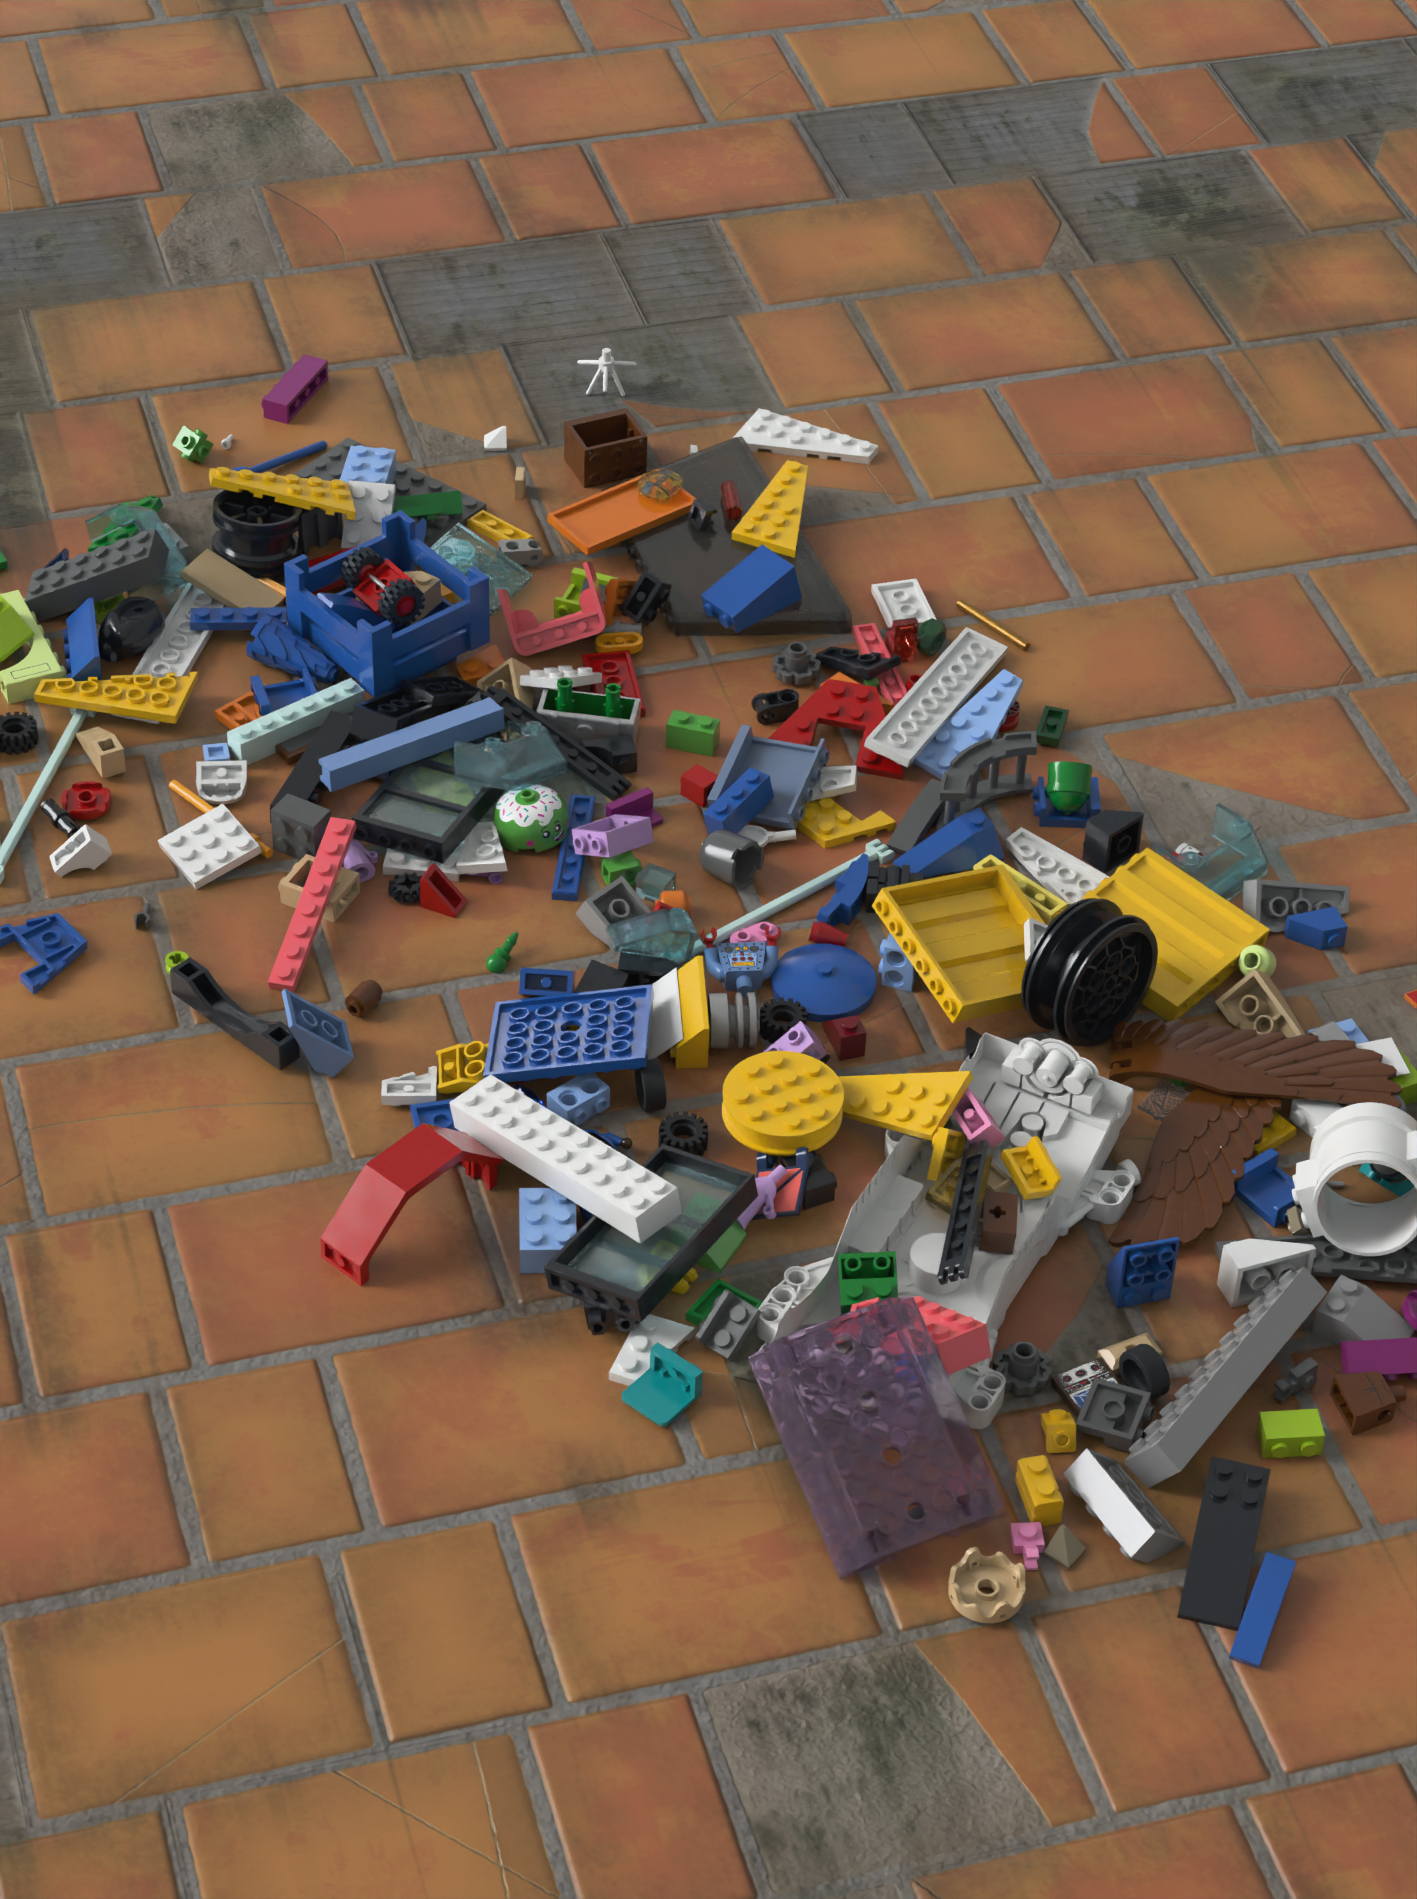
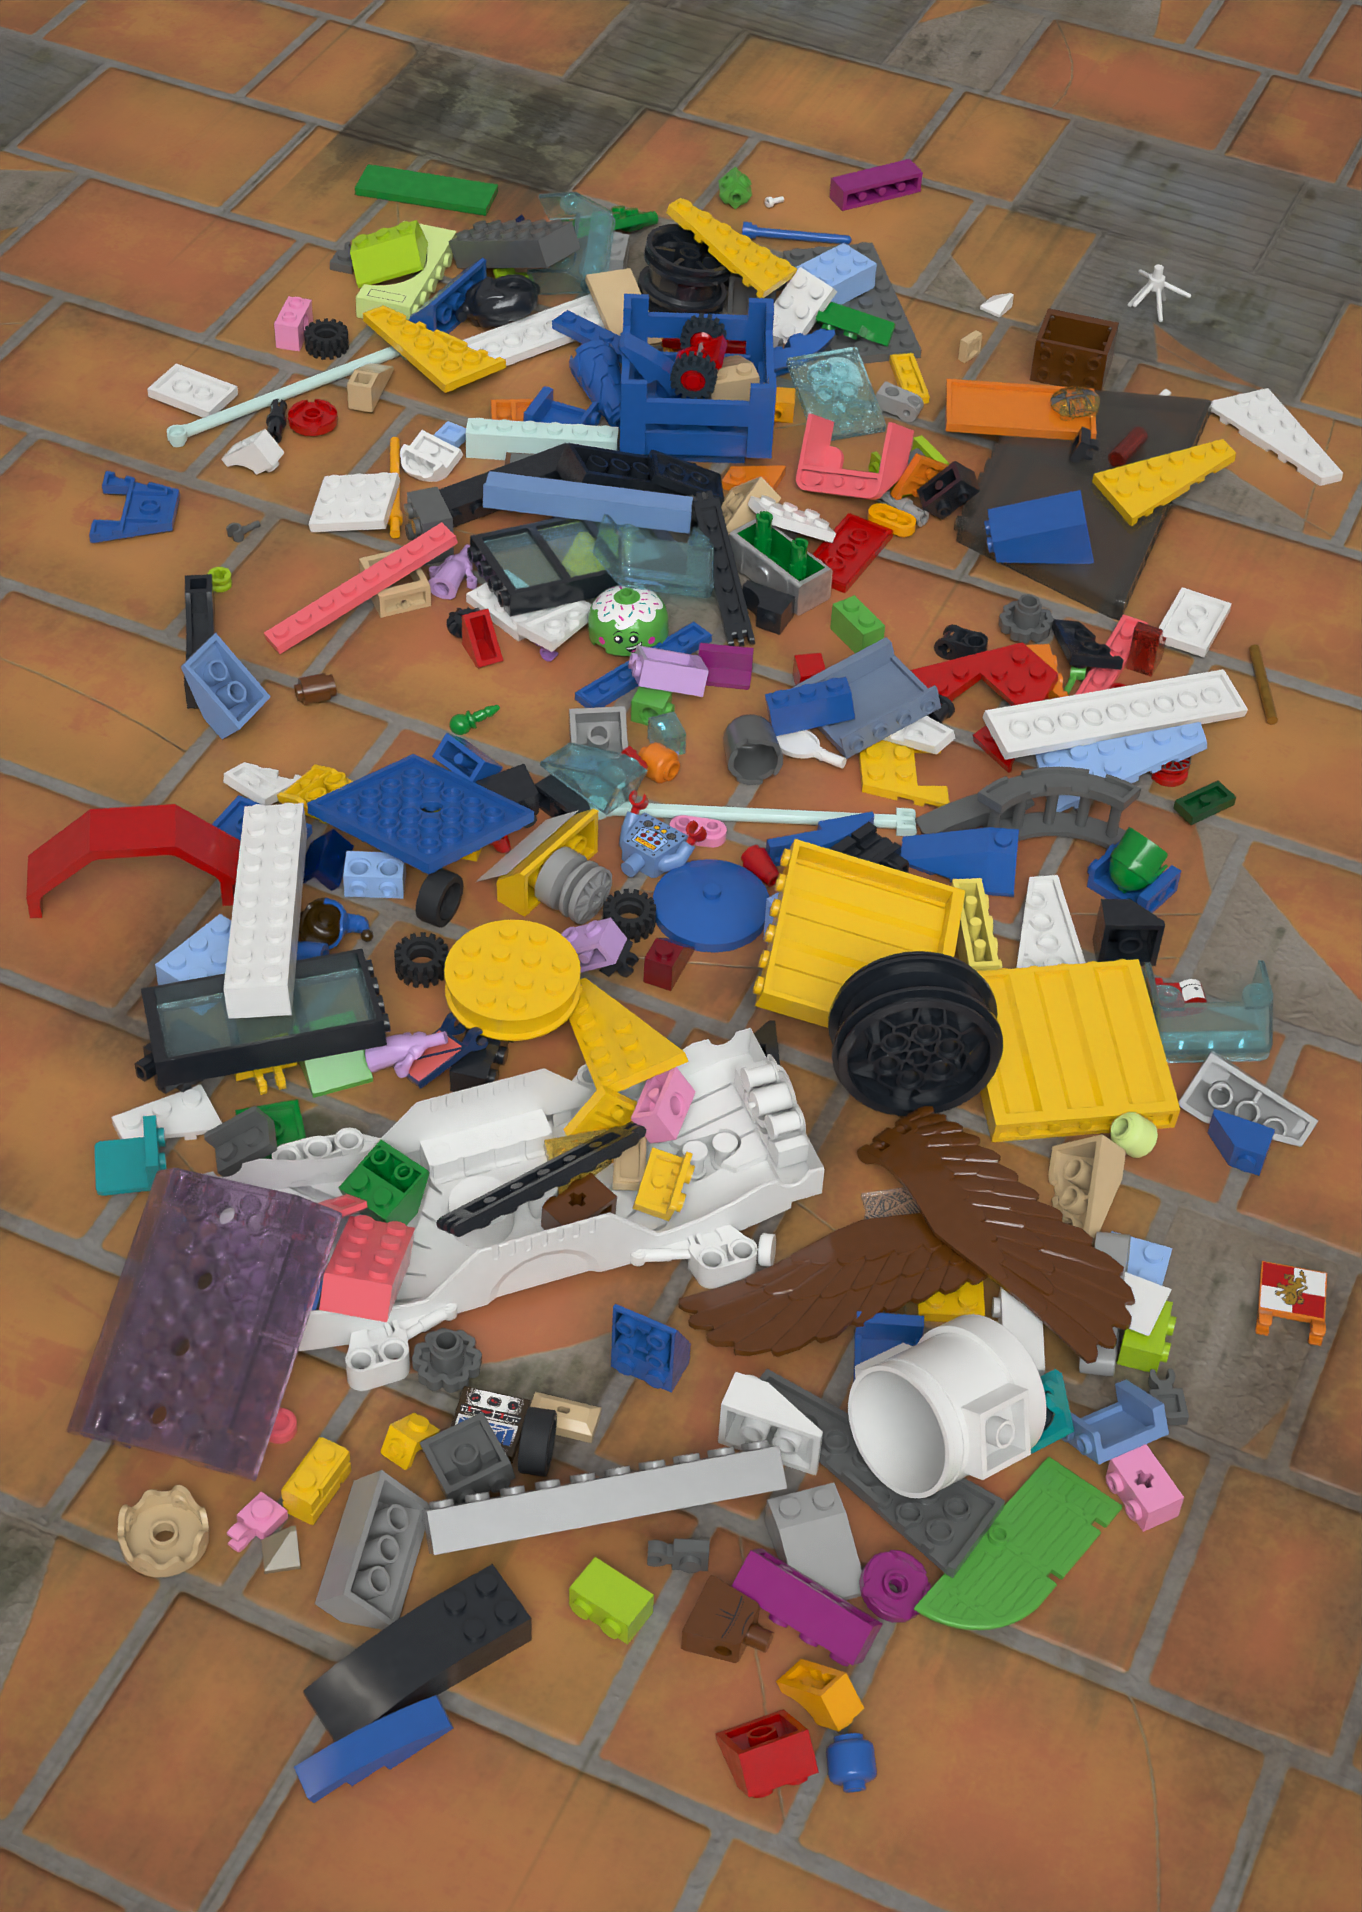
camera: 40 degrees right, 5 degrees up
(931, 636) = (1182, 661): dark green rock -> none

